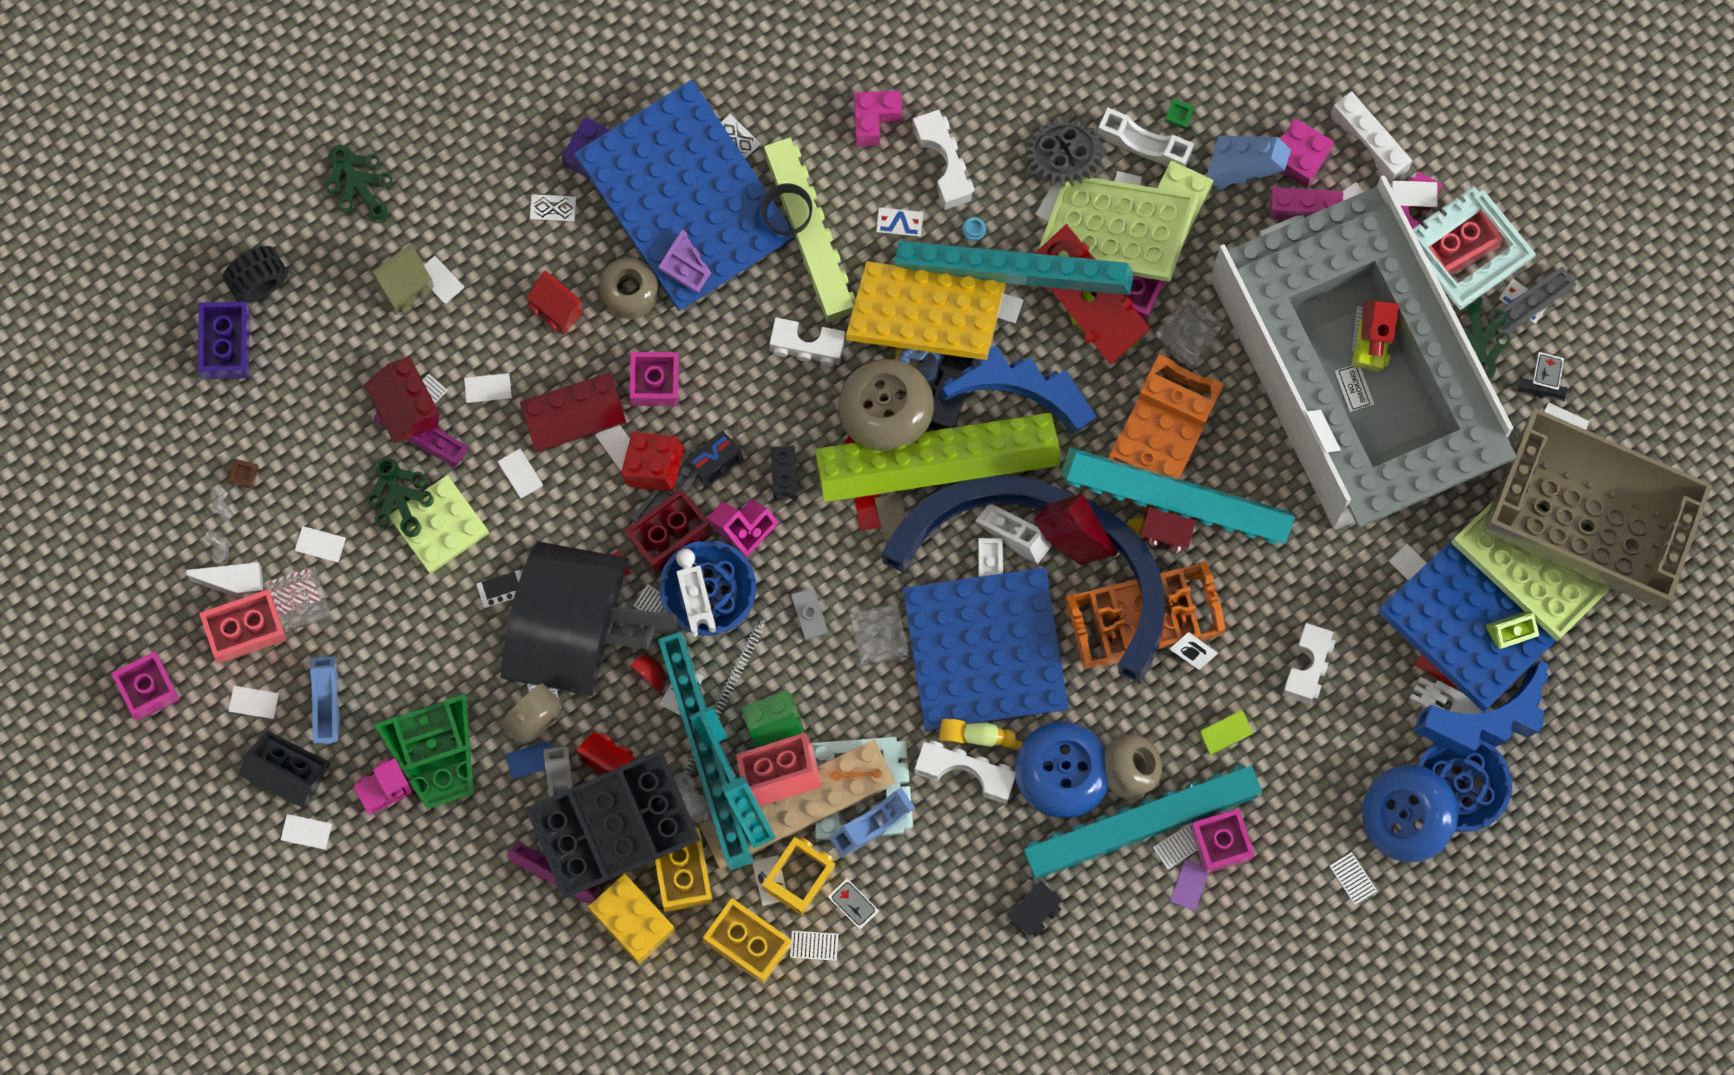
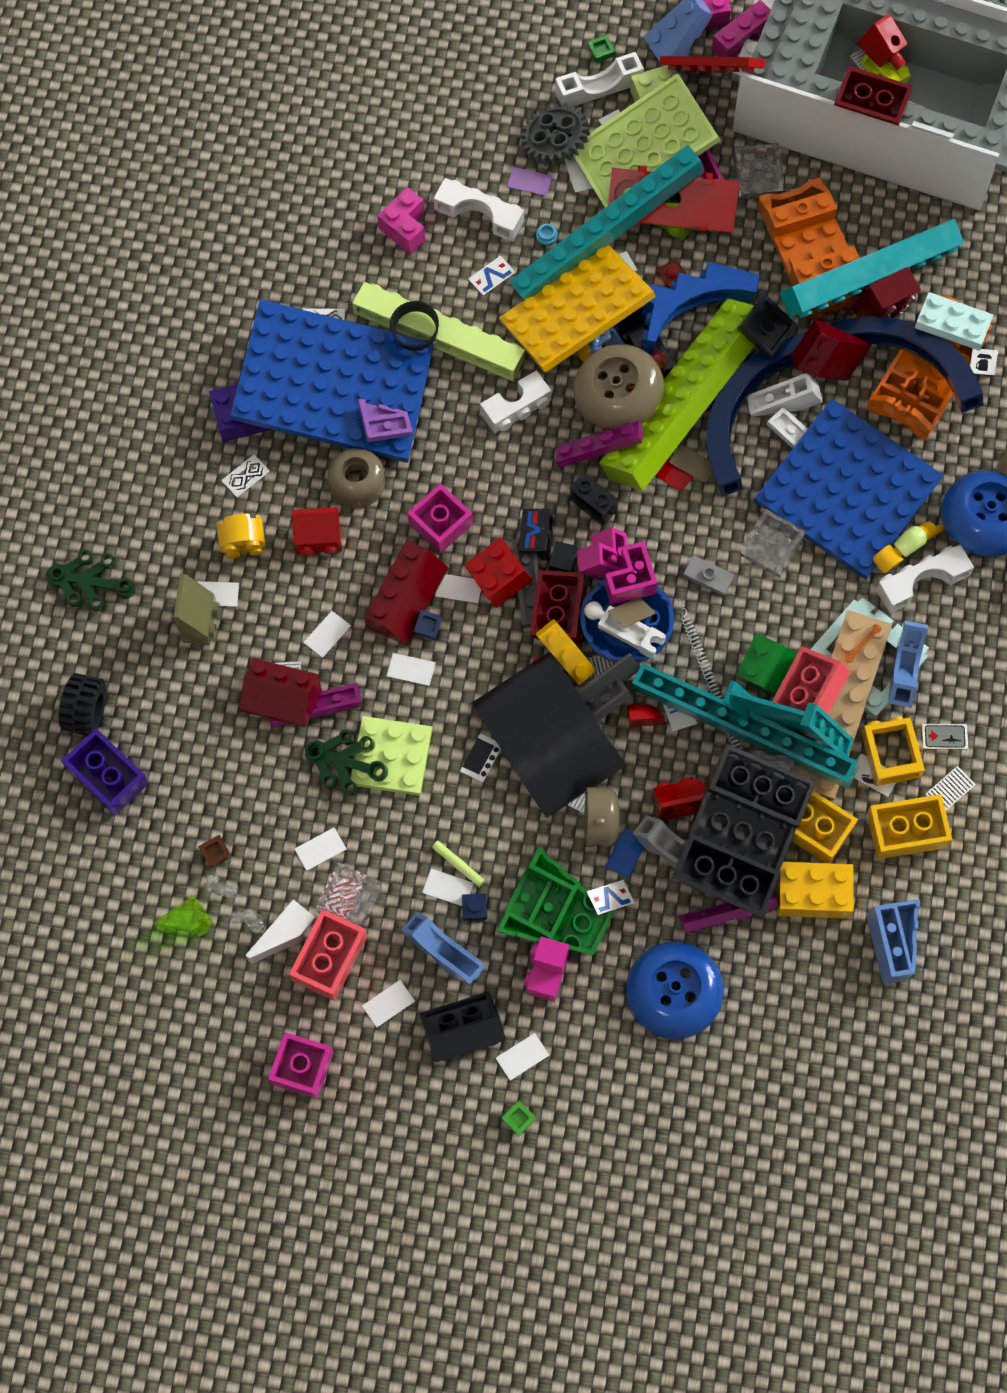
camera: 40 degrees left, 5 degrees down
(175, 504) = (185, 920): none -> clear neon green slope
(256, 871) = (518, 1118): none -> bright green plate
(379, 660) = (446, 887): none -> white sticker
(382, 692) = (474, 906): none -> dark blue plate
(404, 654) = (458, 863): none -> yellowish green piece
(483, 780) = (610, 897): none -> white sticker
(483, 907) = (680, 1018): none -> blue brick
(497, 252) = (241, 535): none -> yellow brick
(563, 451) = (427, 624): none -> dark blue plate
(636, 570) = (566, 652): none -> yellow plate
(649, 1009) = (894, 939): none -> medium blue wedge
(710, 586) = (631, 612): none -> dark tan sticker
(711, 496) = (563, 557): none -> black brick
(740, 564) = (635, 579): none -> dark pink brick
(828, 434) = (599, 444): none -> magenta plate
(941, 411) = (660, 358): none -> clear red plate
(1009, 172) = (529, 181): none -> medium lavender sticker
(1038, 351) = (670, 272): none -> clear red plate
(1044, 463) = (766, 326): none -> black tile
(1188, 597) = (954, 321): none -> light aqua plate
(1231, 212) = (716, 64): none -> red wing
(1298, 362) = (874, 95): none -> dark red slope

